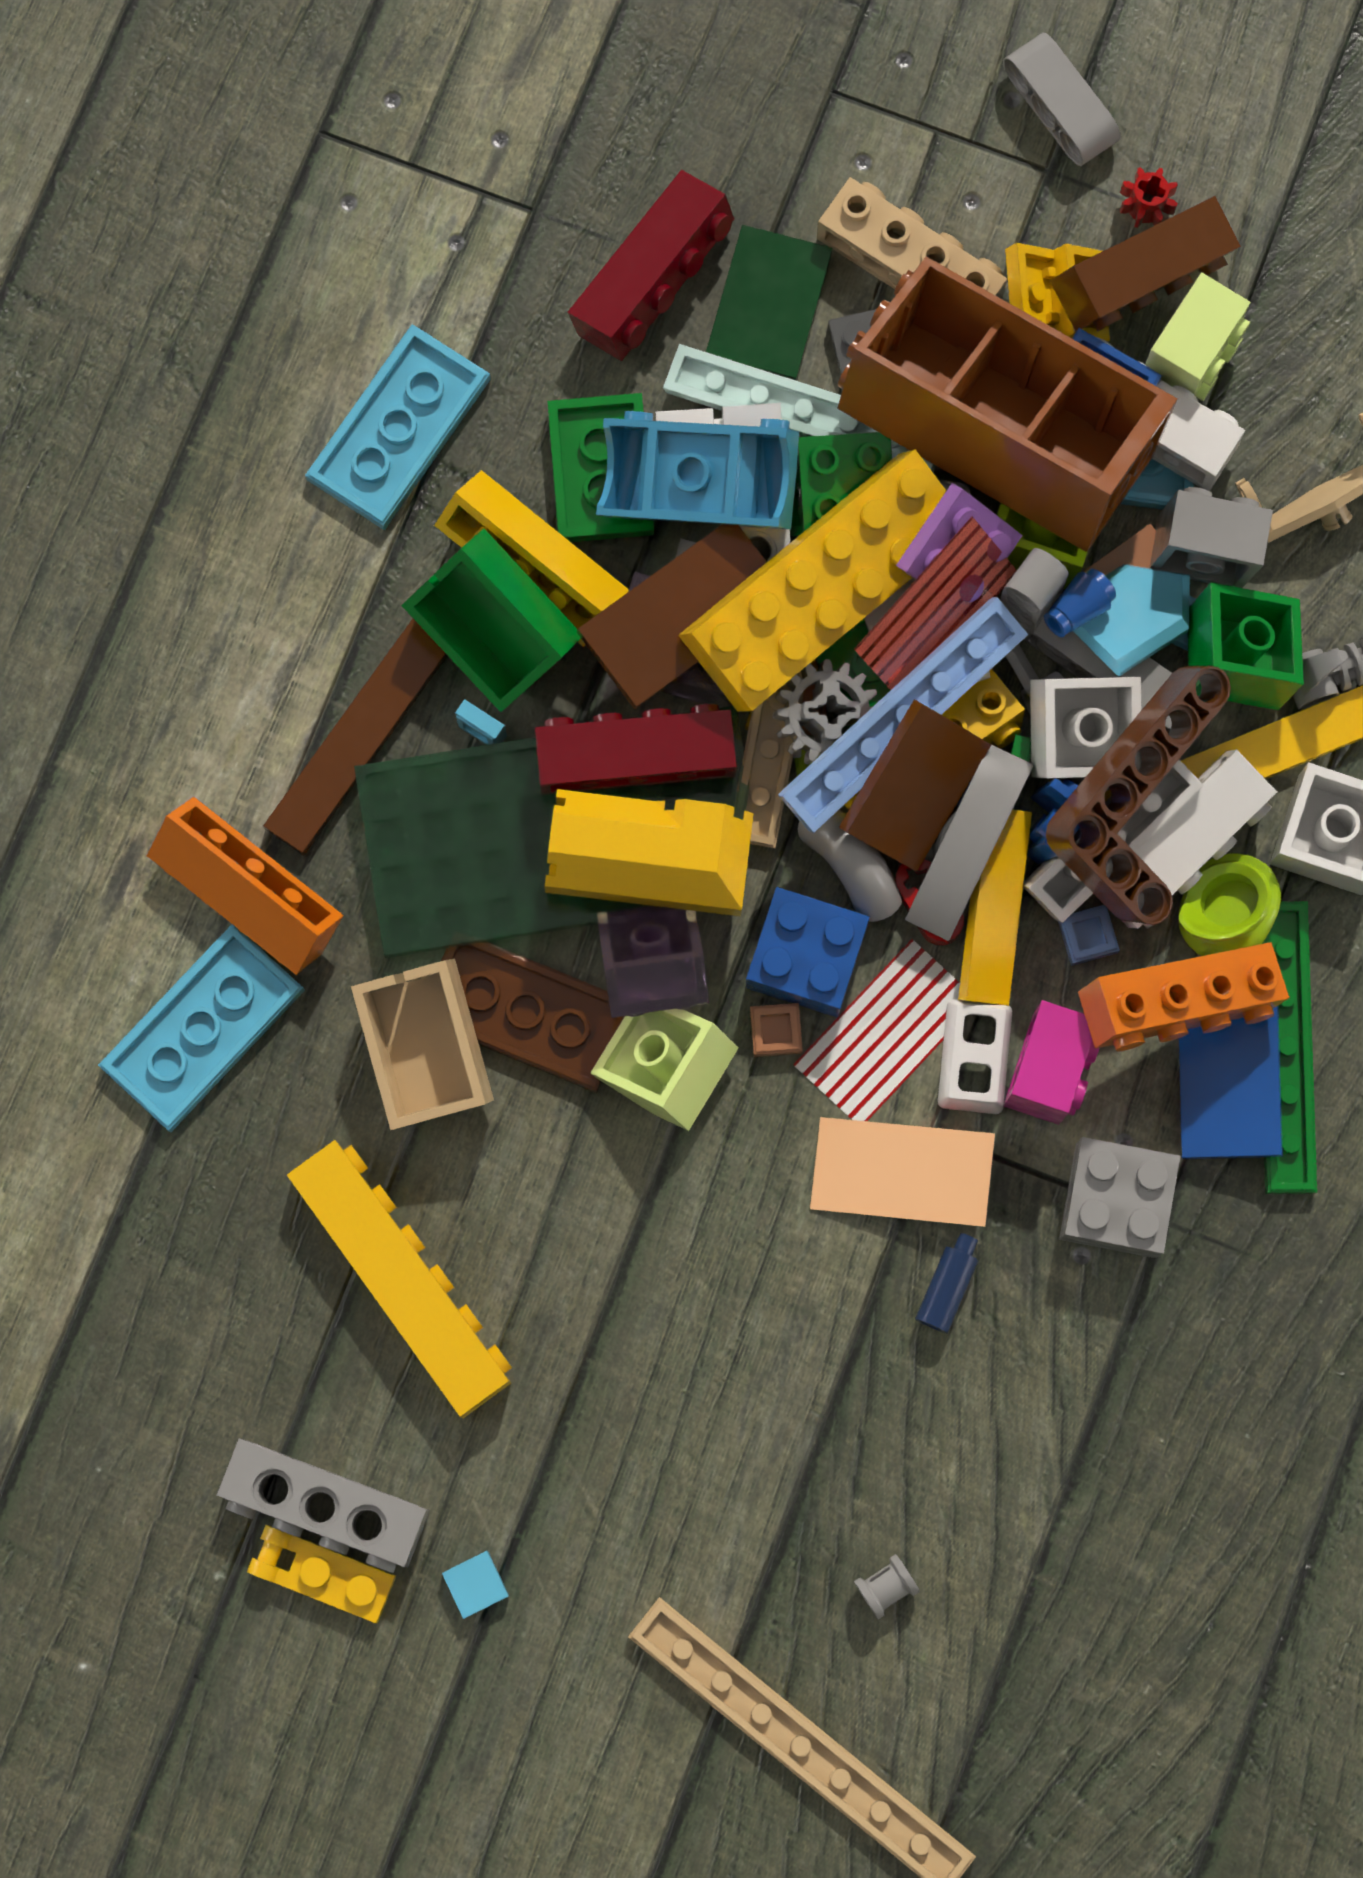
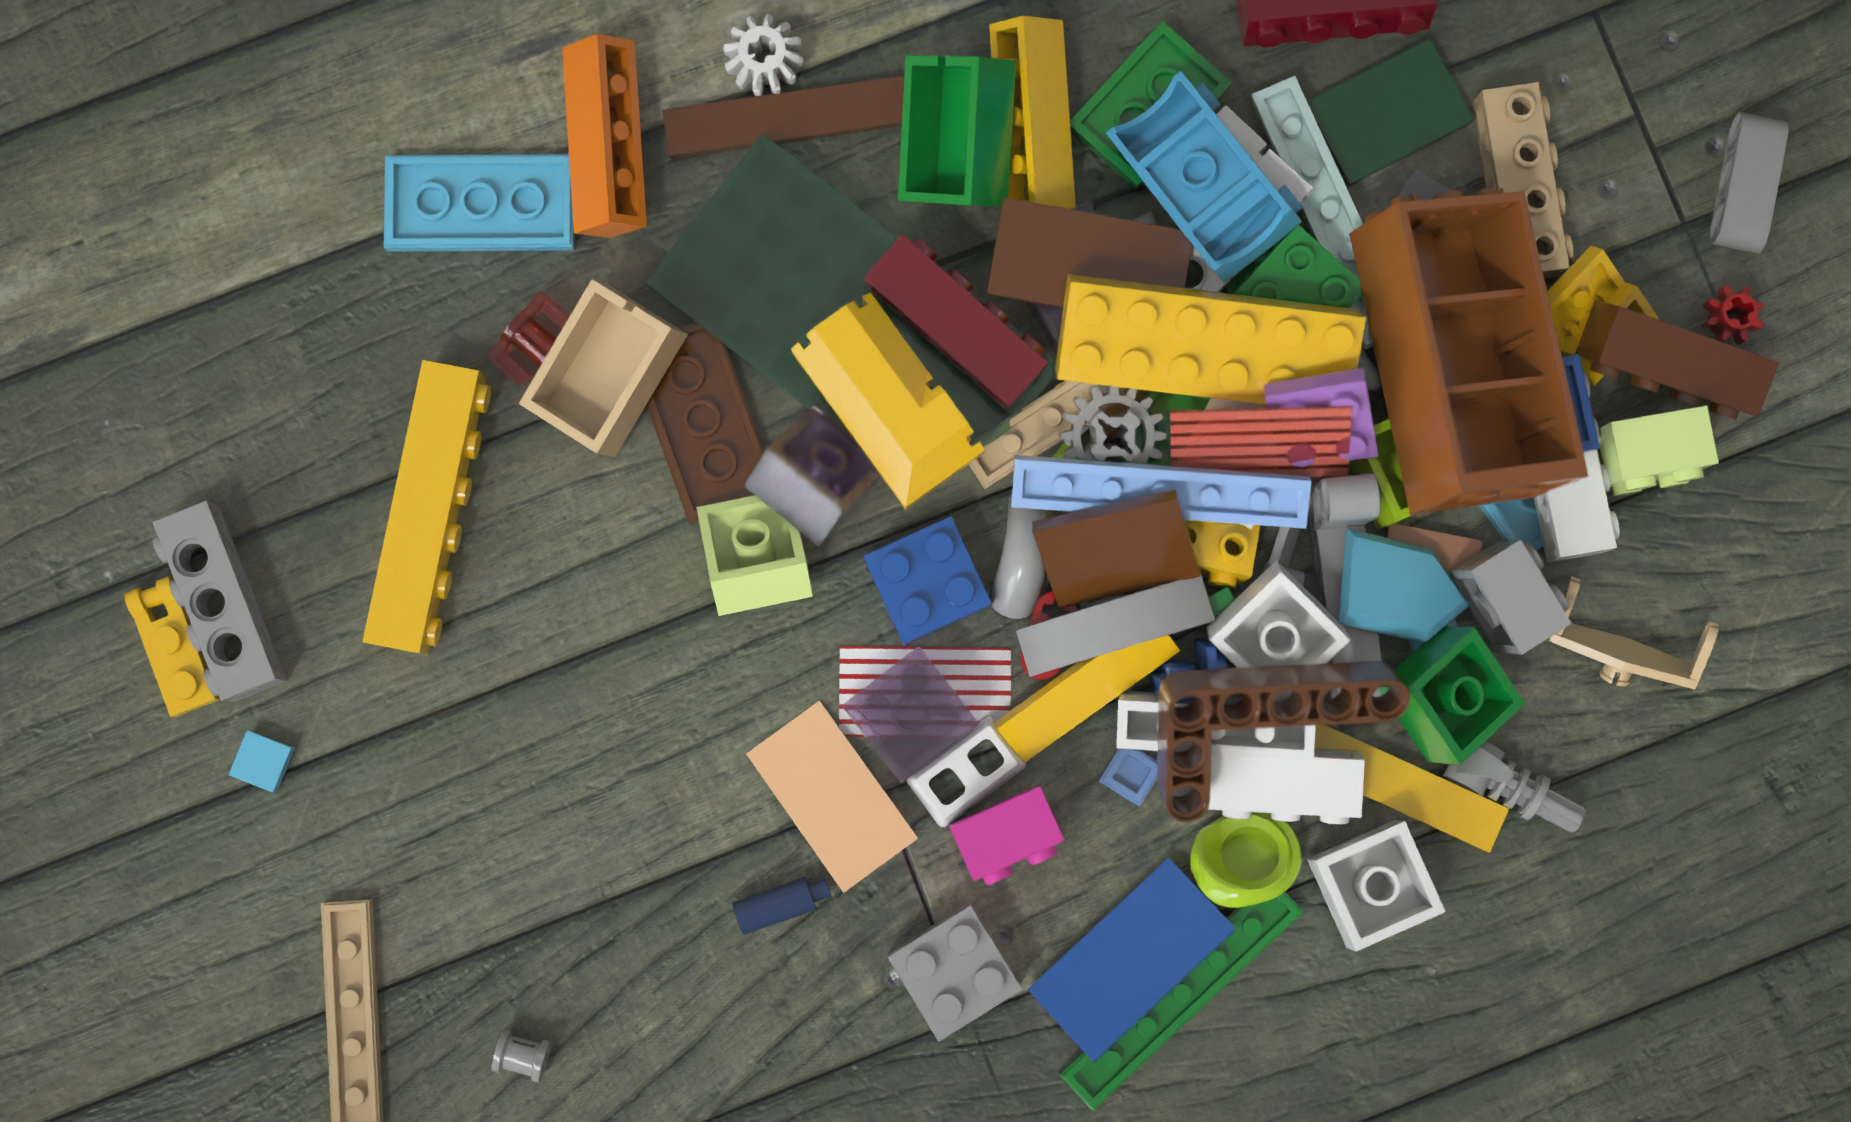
camera: 45 degrees right, 5 degrees up
(275, 718) = (750, 44): none -> white gear
(332, 1091) = (528, 337): none -> clear red piece
(480, 724) = (877, 194): medium azure tile -> none
(776, 1030) = (852, 611): nougat tile -> none
(896, 1053) = (910, 714): none -> clear purple brick
(1081, 601) = (1367, 544): blue cone -> none
(1183, 996) = (1138, 886): orange brick -> none

